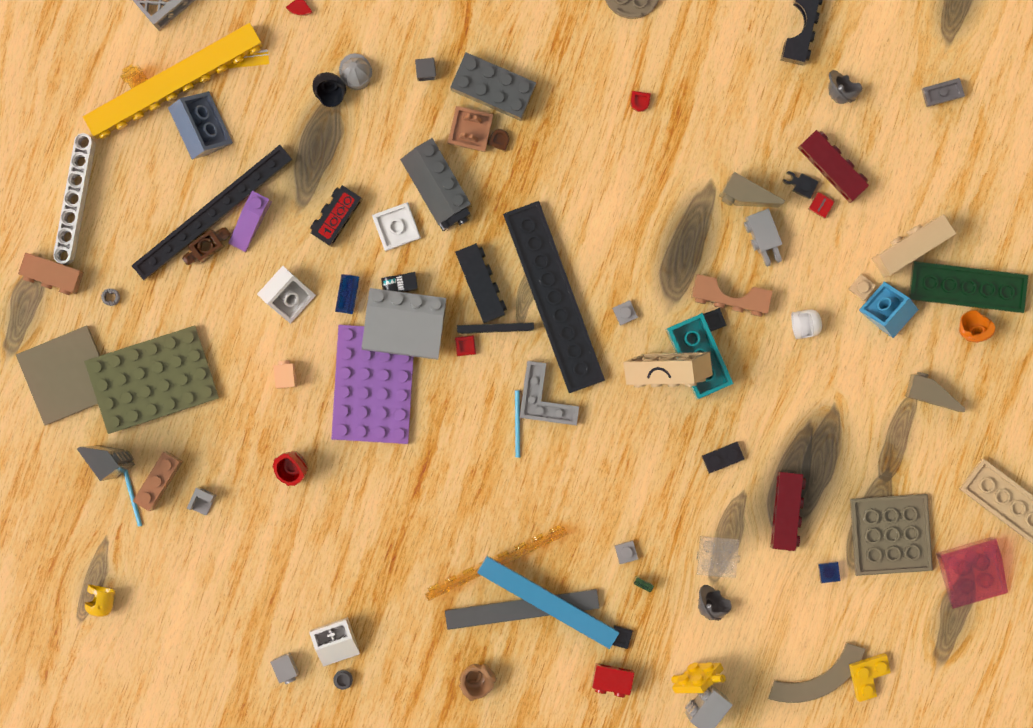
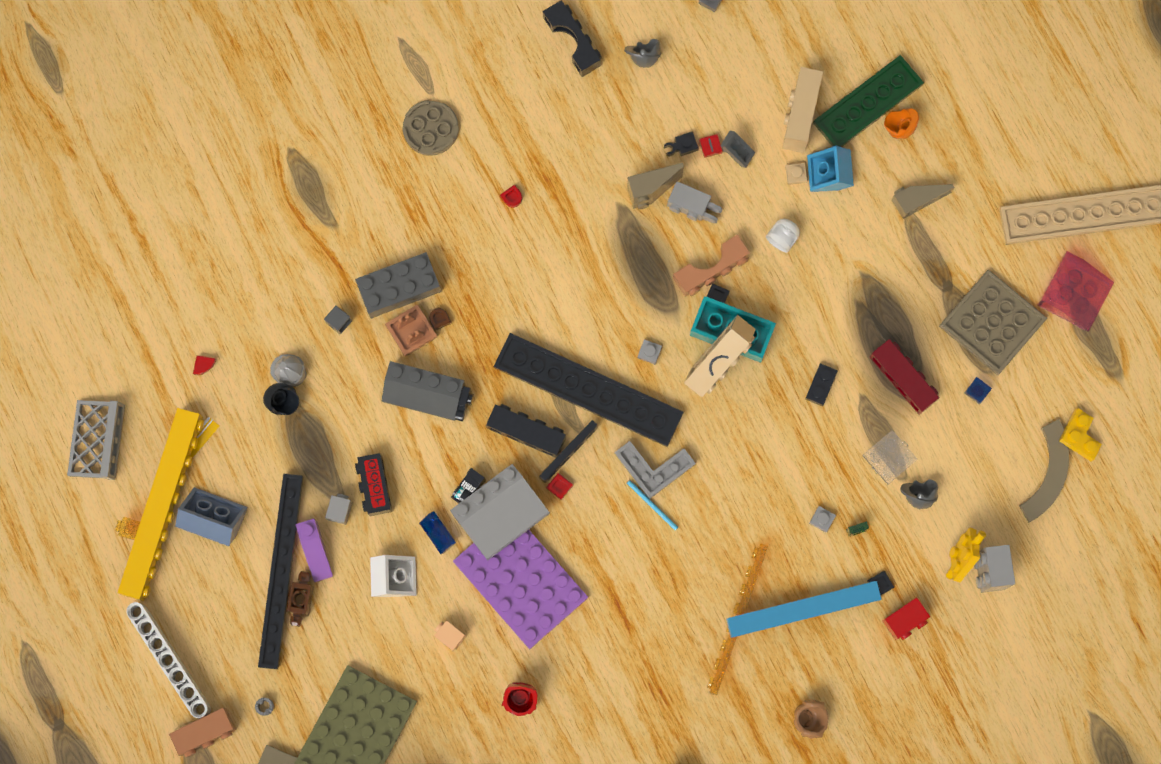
camera: 40 degrees left, 10 degrees down
(294, 208) = (339, 509): none -> light grey brick
(396, 226) = (425, 451): white tile -> none
(513, 610) = (784, 642): dark grey tile -> none
(834, 166) = (692, 111): dark red brick -> none
(837, 228) = (737, 149): none -> dark grey tile

